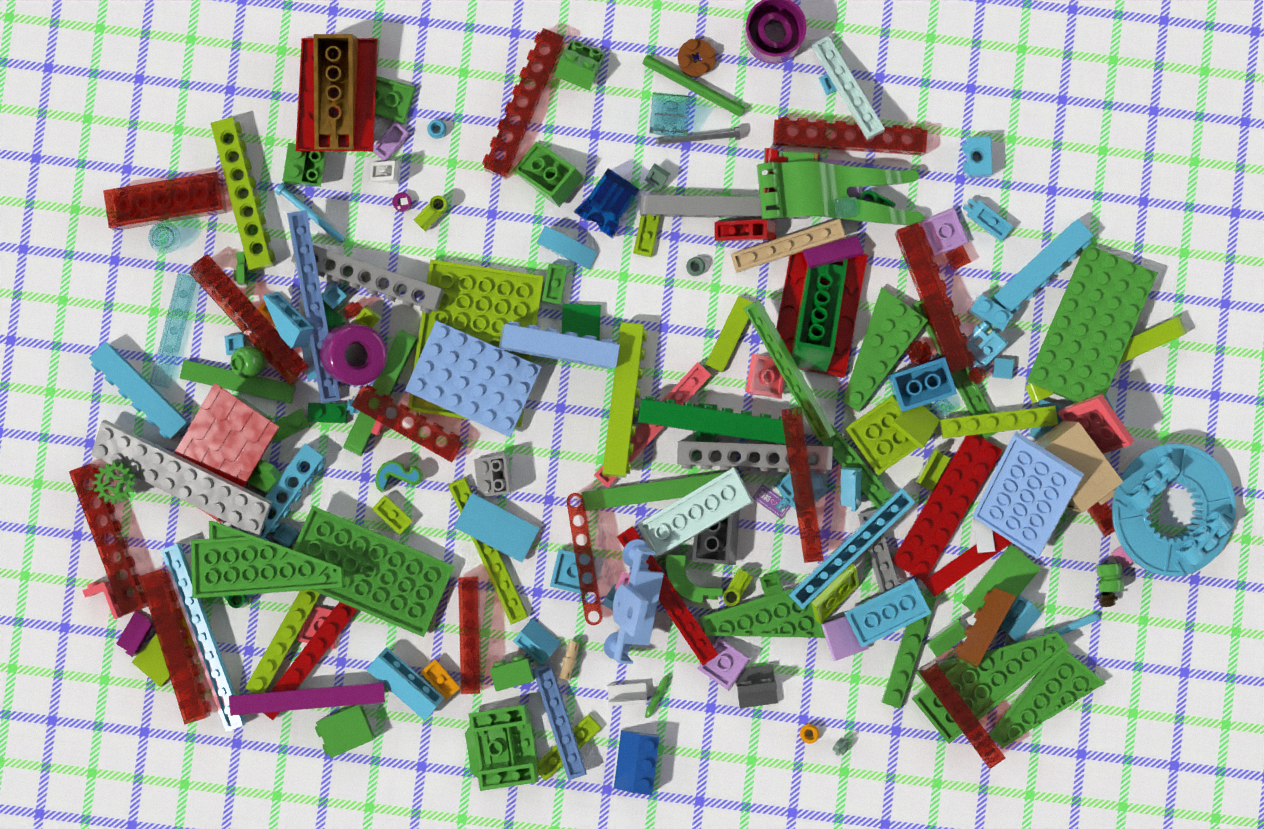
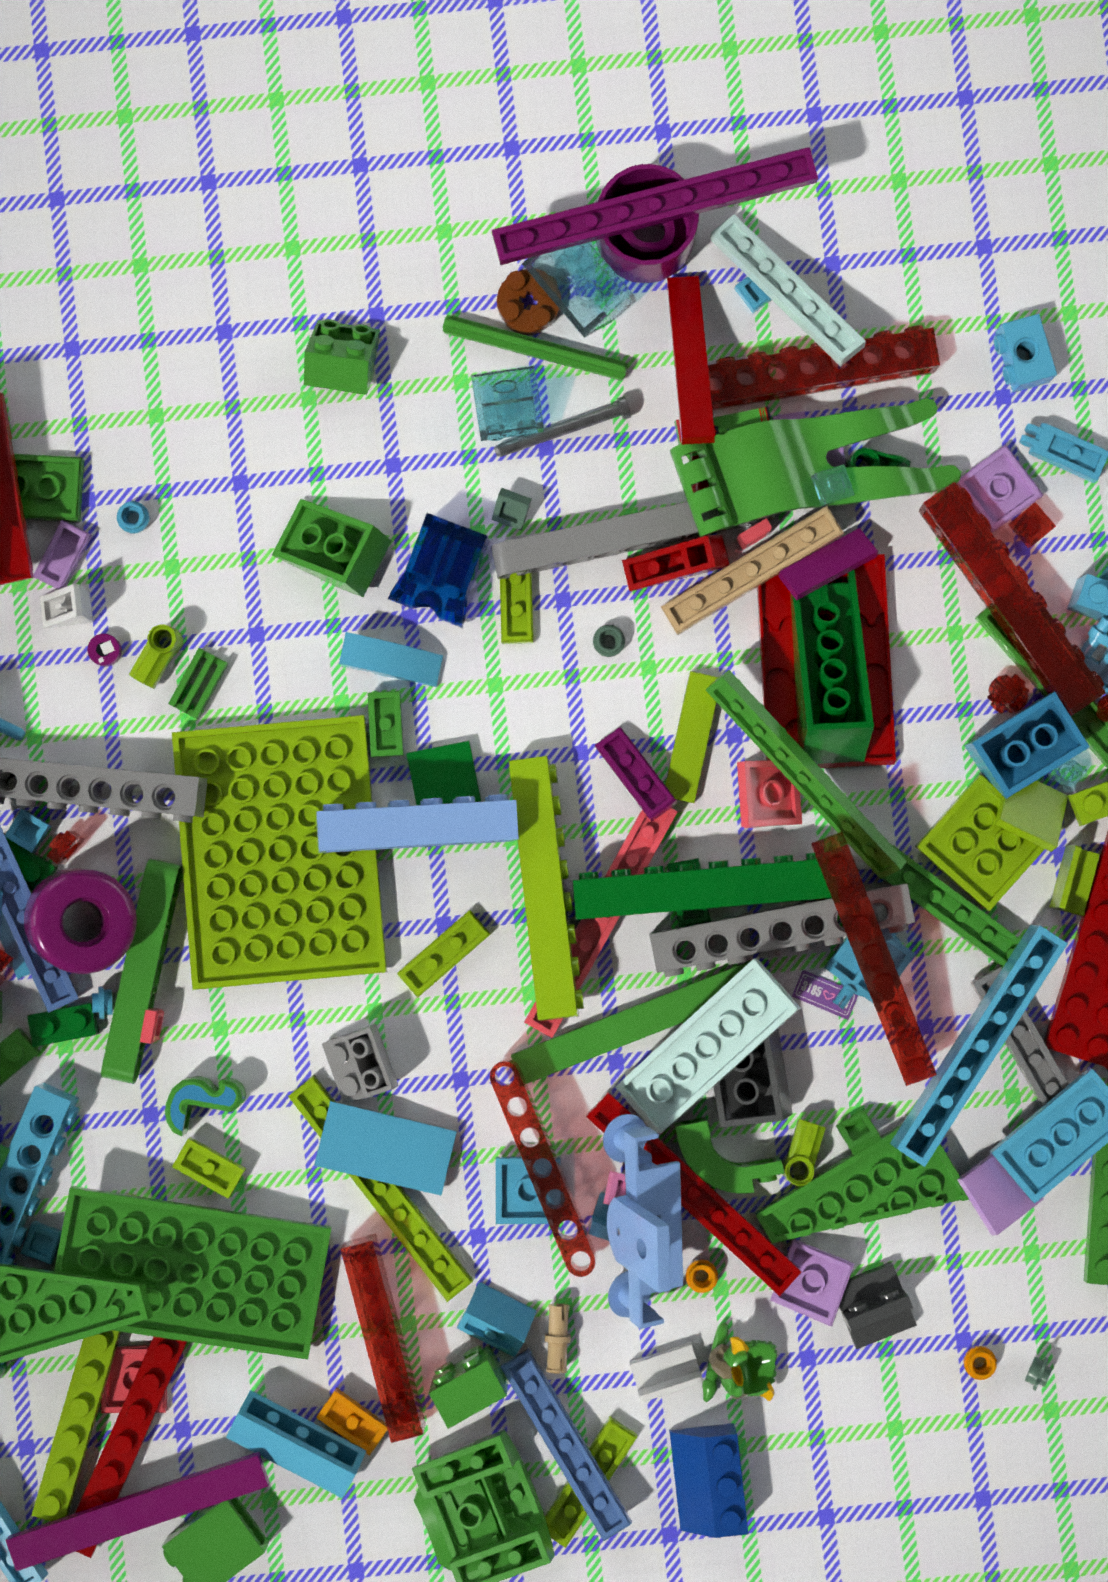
camera: 15 degrees left, 0 degrees up
(361, 403) = (273, 1043): clear red brick -> none
(367, 317) = (91, 853): lime plate -> none
(454, 231) = (187, 677): none -> bright green tile
(473, 378) = (288, 912): light blue plate -> none
(544, 39) = (273, 329): clear red brick -> none
(556, 424) = (443, 953): none -> lime tile
(665, 640) = (705, 1285): none -> light orange plate
(673, 702) = (745, 1367): none -> bright green hair
(692, 347) = (636, 774): none -> magenta tile
(728, 53) = (581, 286): none -> clear light blue slope
(781, 23) = (654, 206): none -> magenta plate
(781, 115) = (690, 360): none -> red tile
(794, 225) = (754, 534): none -> coral tile
(835, 593) = (970, 1125): lime tile -> none
(851, 487) = (951, 942): medium azure panel -> none
(886, 339) = (948, 684): bright green wing -> none

